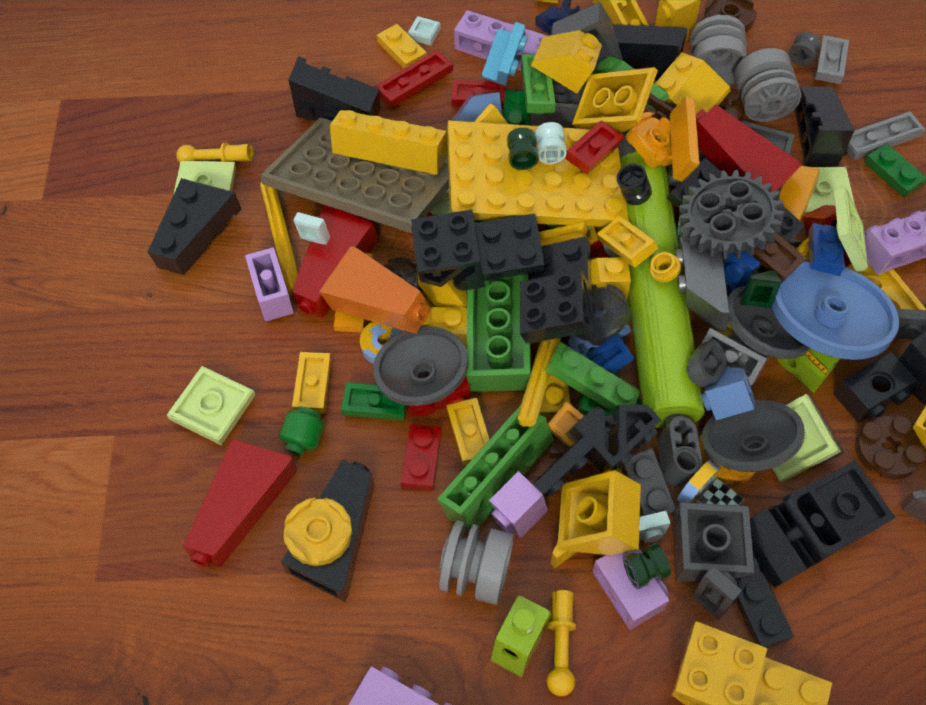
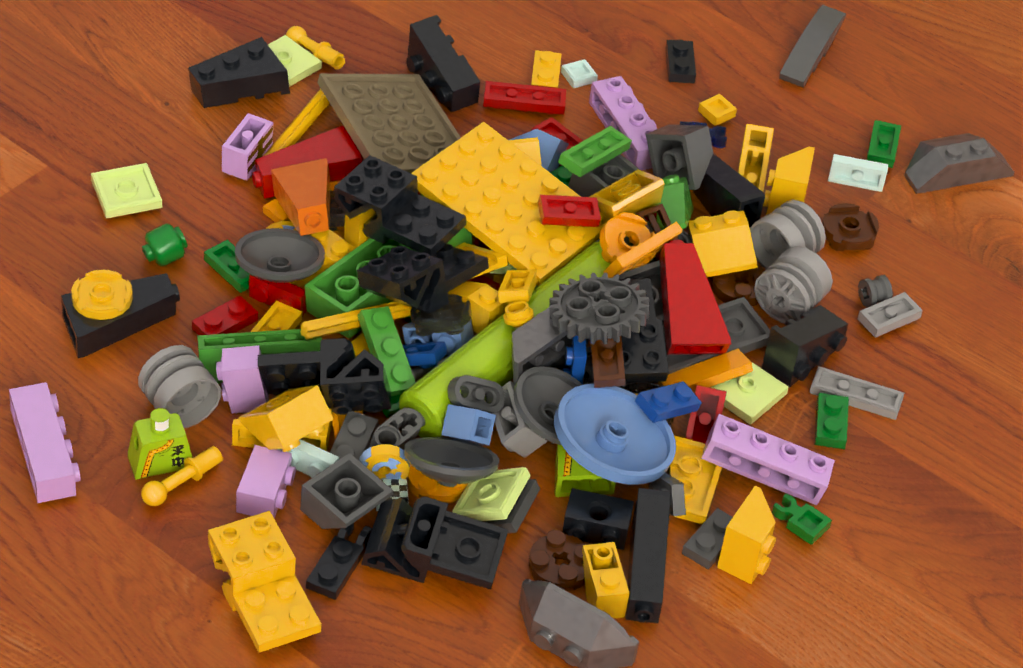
camera: 35 degrees right, 15 degrees down
(236, 500) = (76, 250): red slope -> none
(311, 228) = (311, 128): light aqua tile -> none
(312, 381) = (208, 225): yellow plate -> none
(389, 142) = (430, 108): yellow slope -> none
(503, 53) = (613, 114): medium azure bracket -> none
(522, 148) = (511, 168): dark green wheel -> none
(550, 143) = (535, 182): light aqua wheel -> none
(568, 58) = (639, 149): yellow slope -> none
(634, 184) = (569, 259): black wheel -> none
(646, 566) = (278, 463): dark green wheel -> none
(717, 592) = (310, 527): dark grey plate -> none
(761, 289) = (568, 373): dark green slope -> none
(850, 229) = (695, 396): yellowish green plate -> none

